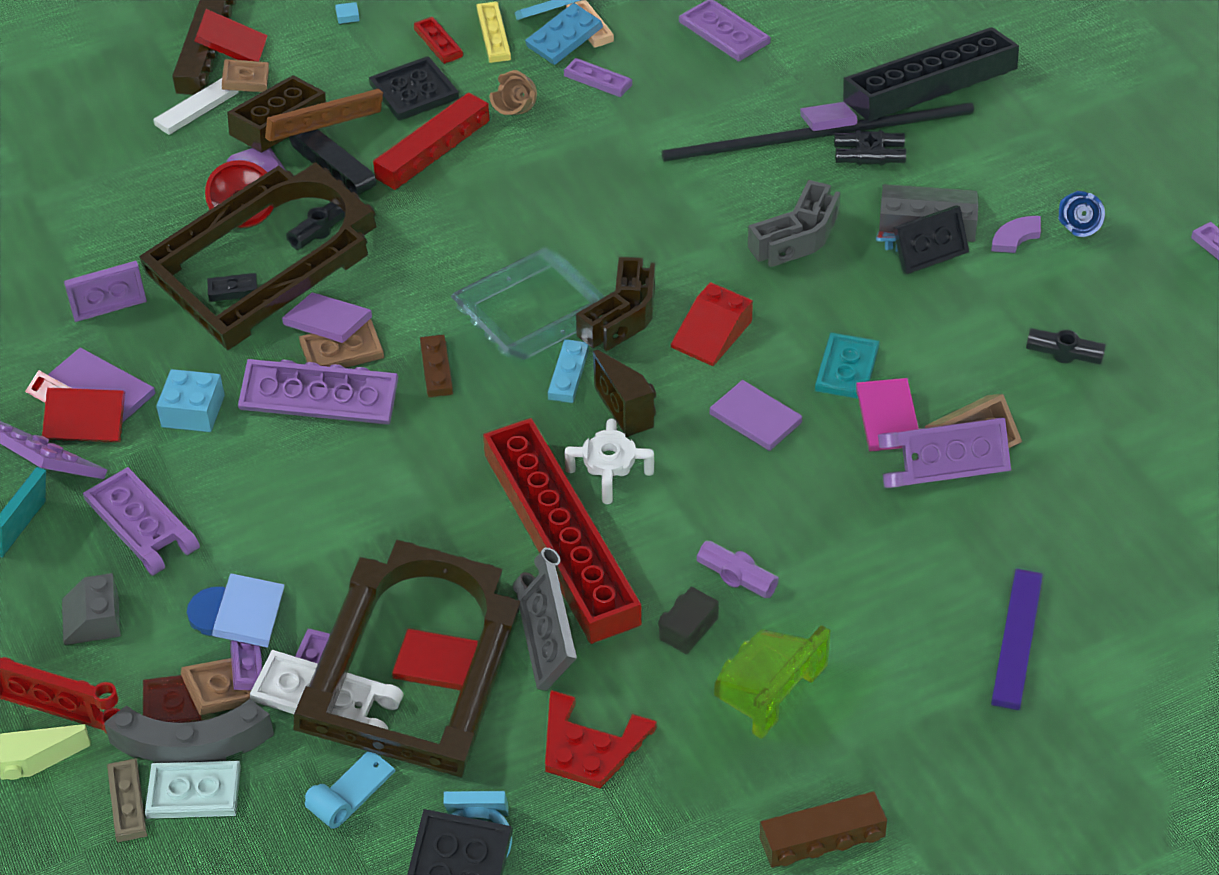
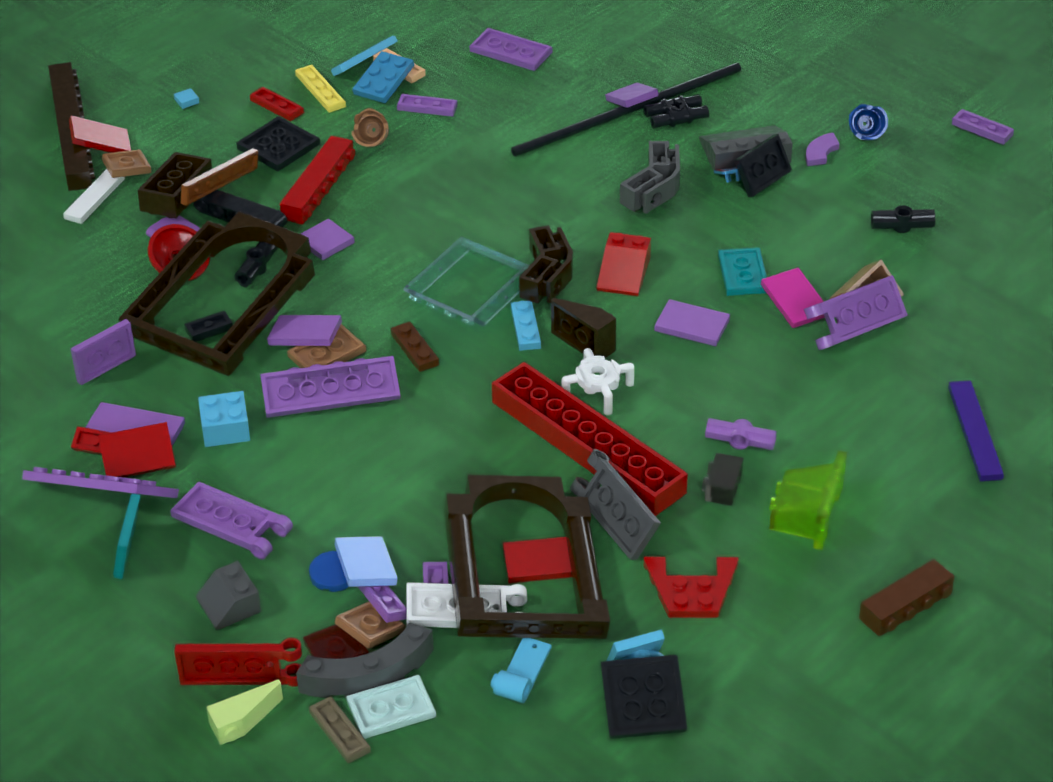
camera: 20 degrees left, 5 degrees down
(406, 213) = (327, 239): none -> medium lavender tile
(930, 73) = (697, 47): black brick -> none

